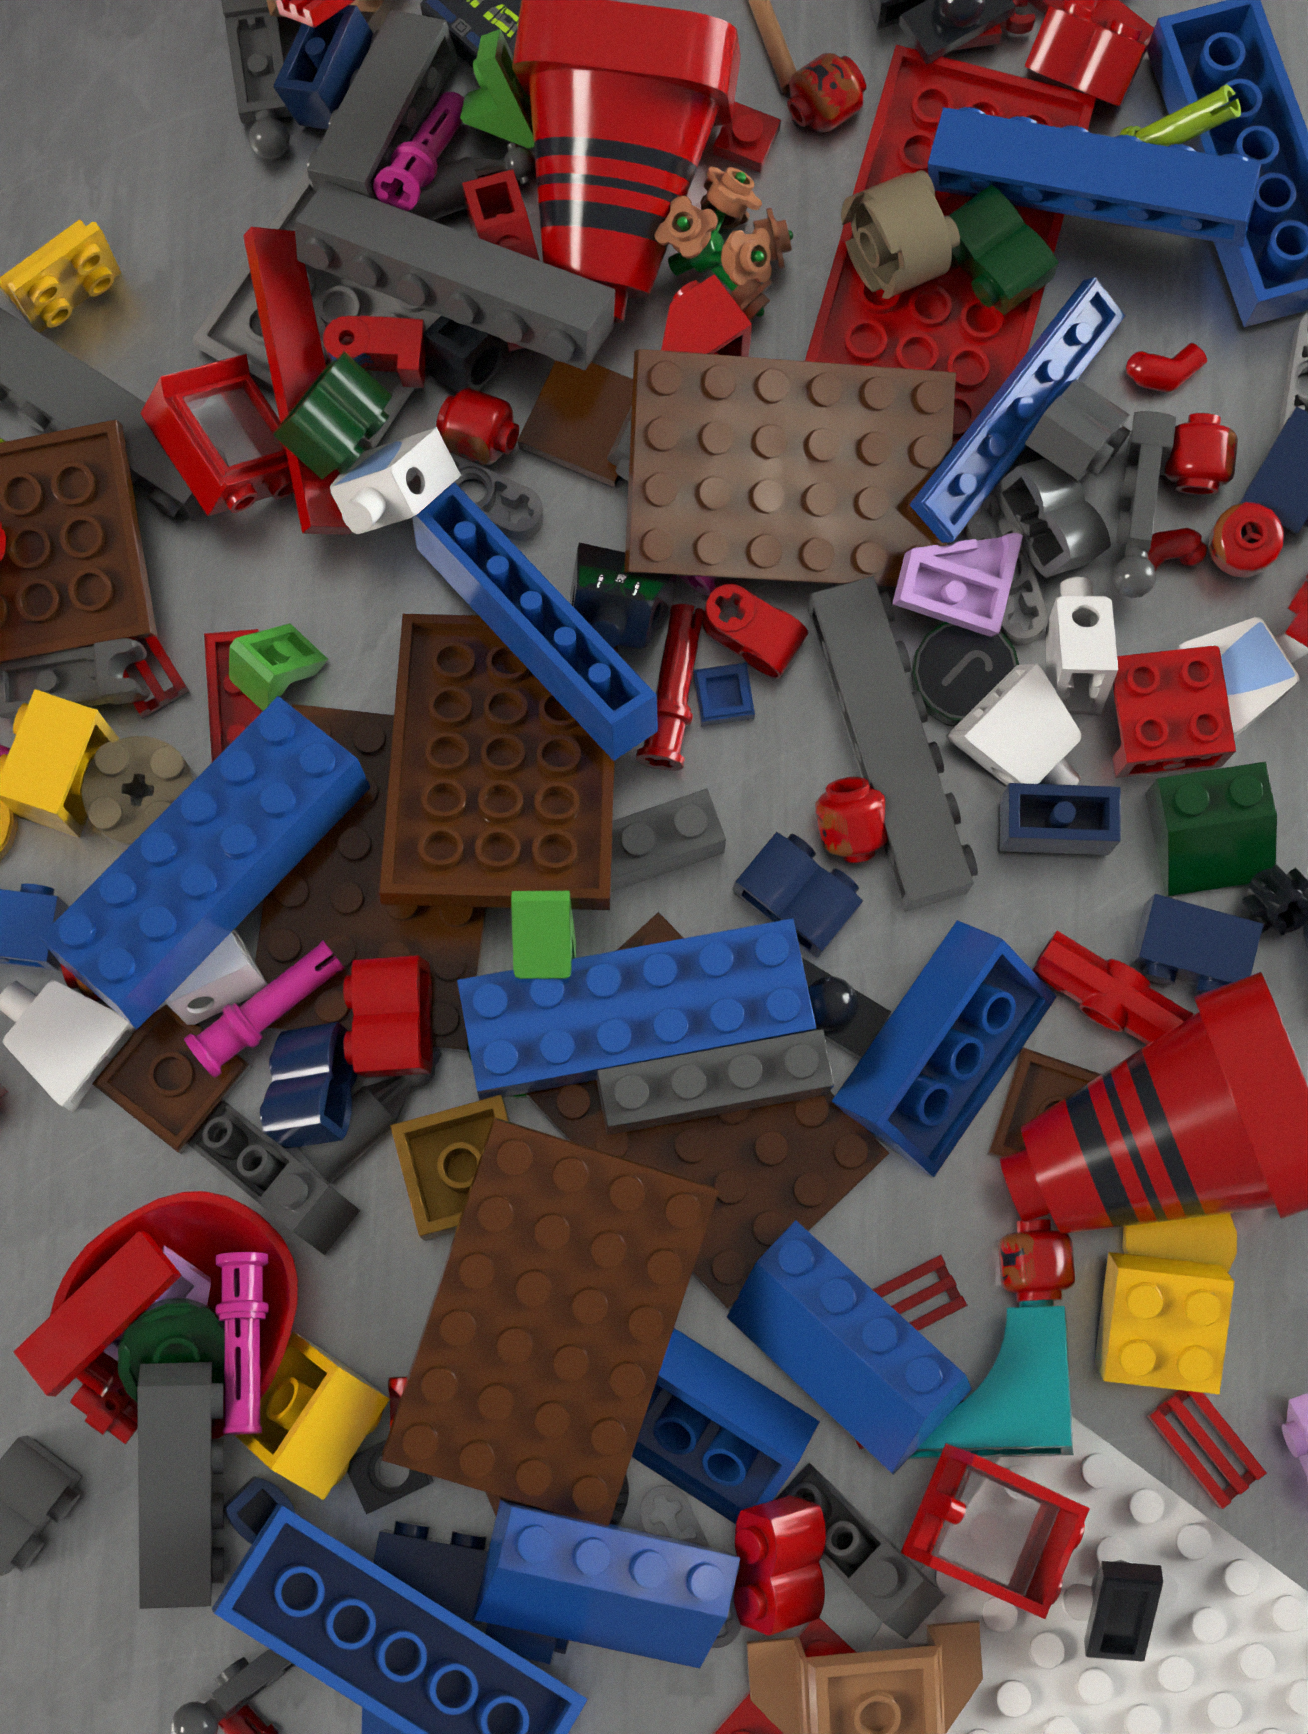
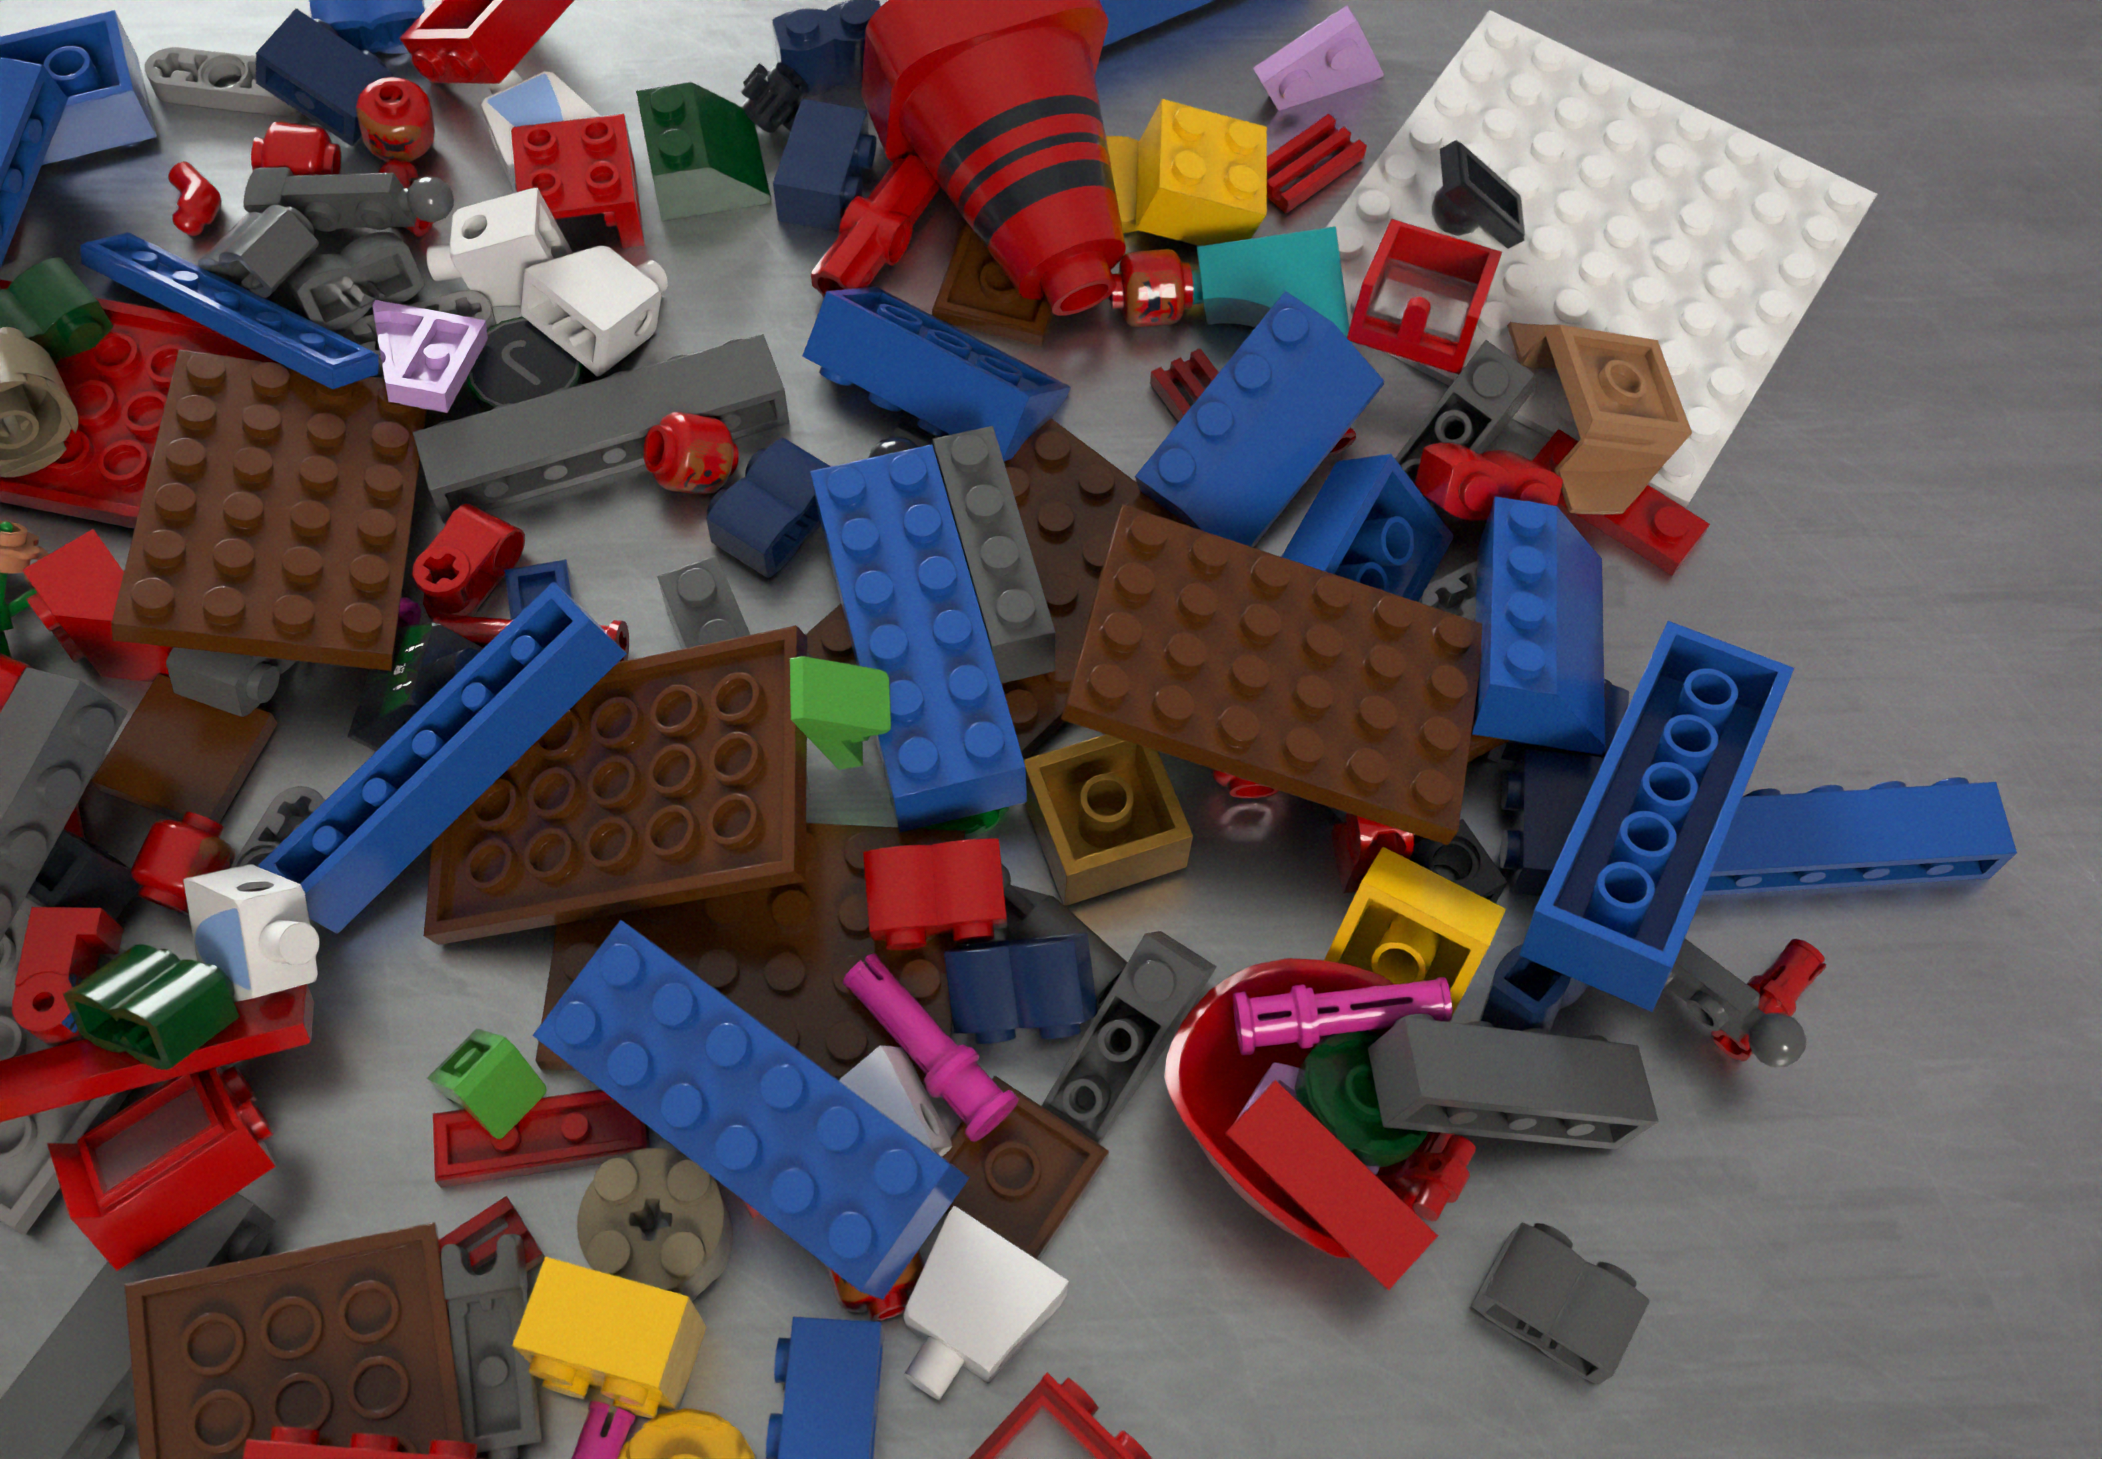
camera: 95 degrees left, 15 degrees down
(1060, 818) = (692, 268): dark blue brick -> none

